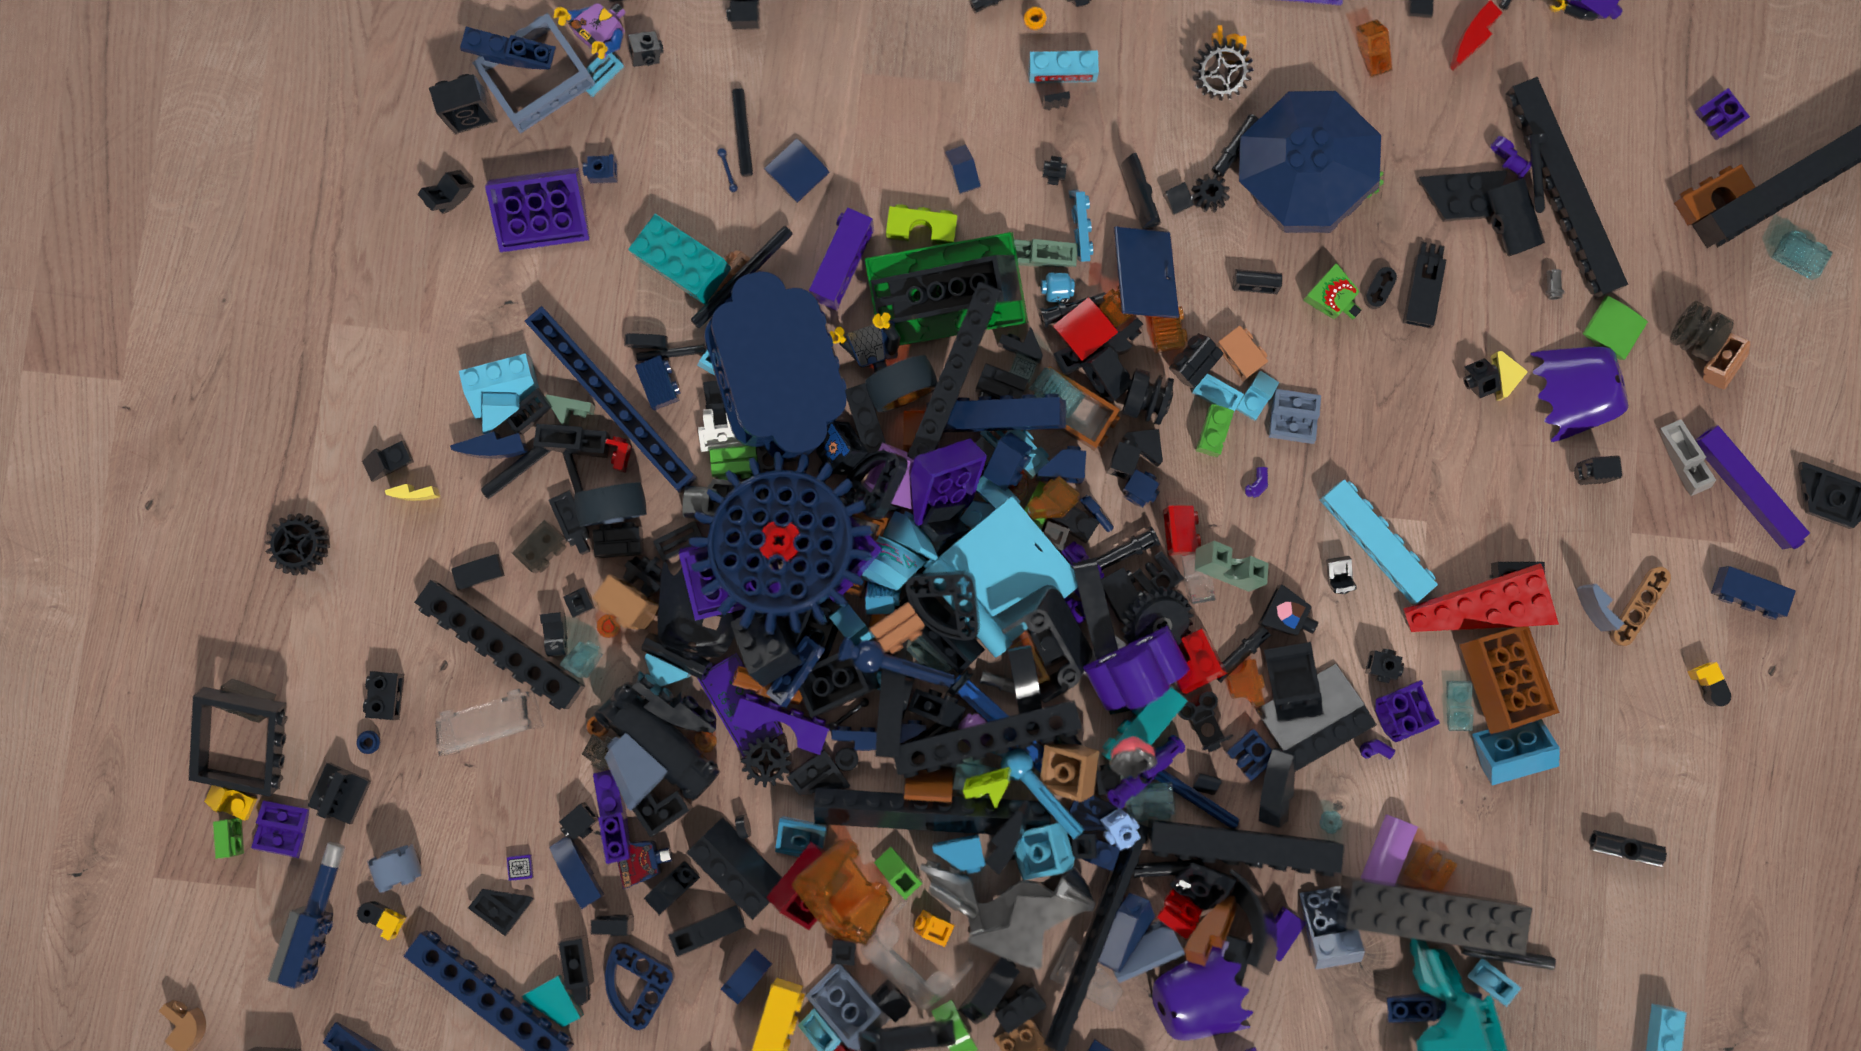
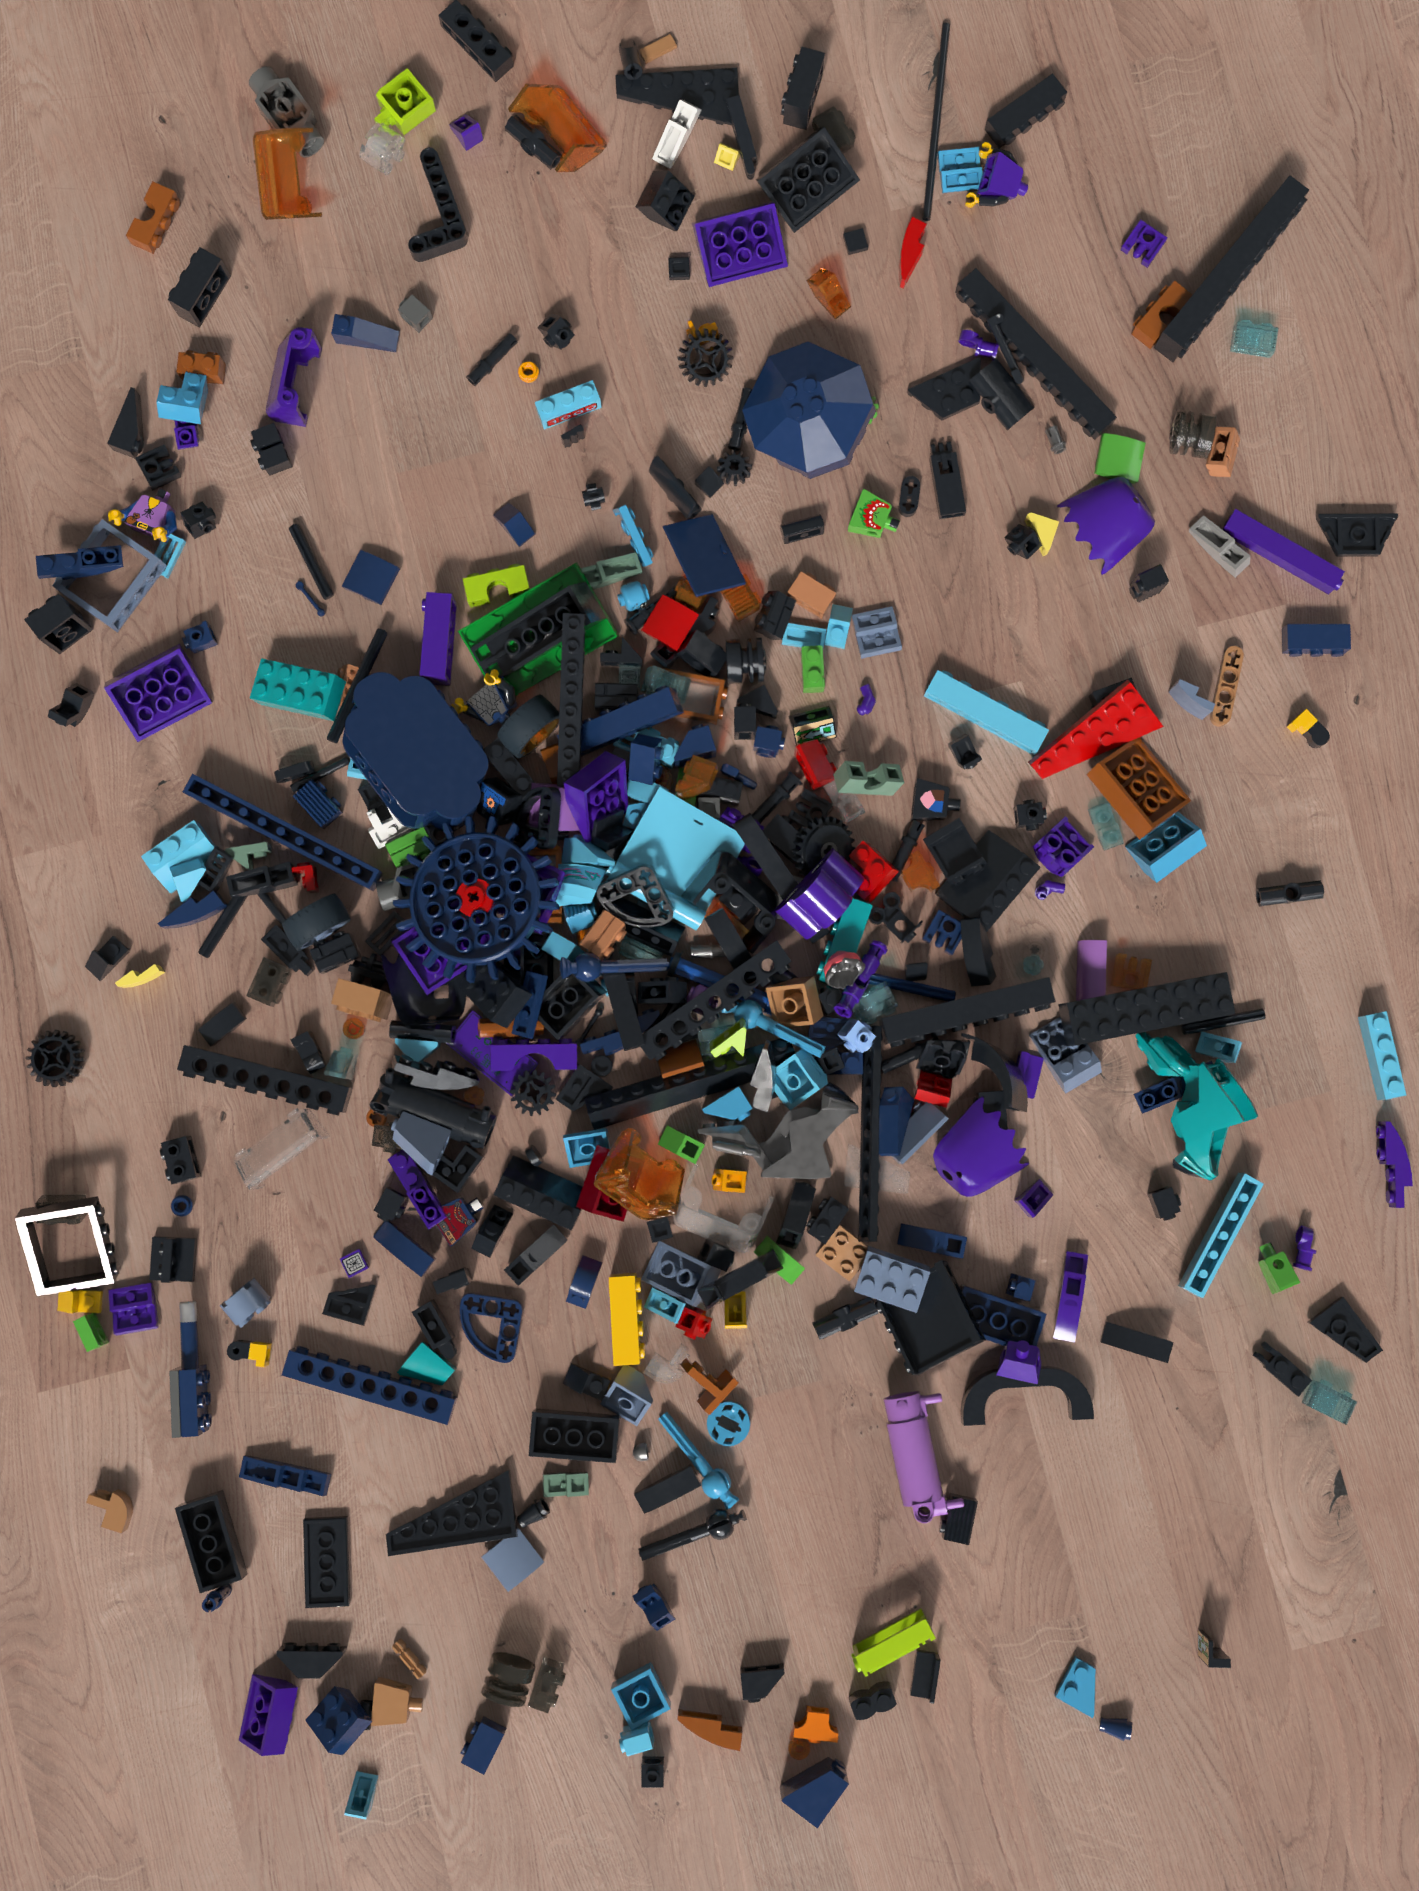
camera: 25 degrees left, 0 degrees up
(579, 602) = (320, 1018): black tile -> none
(1193, 489) = (813, 725): none -> panel
(1211, 931) = (965, 1093): dark orange slope -> none

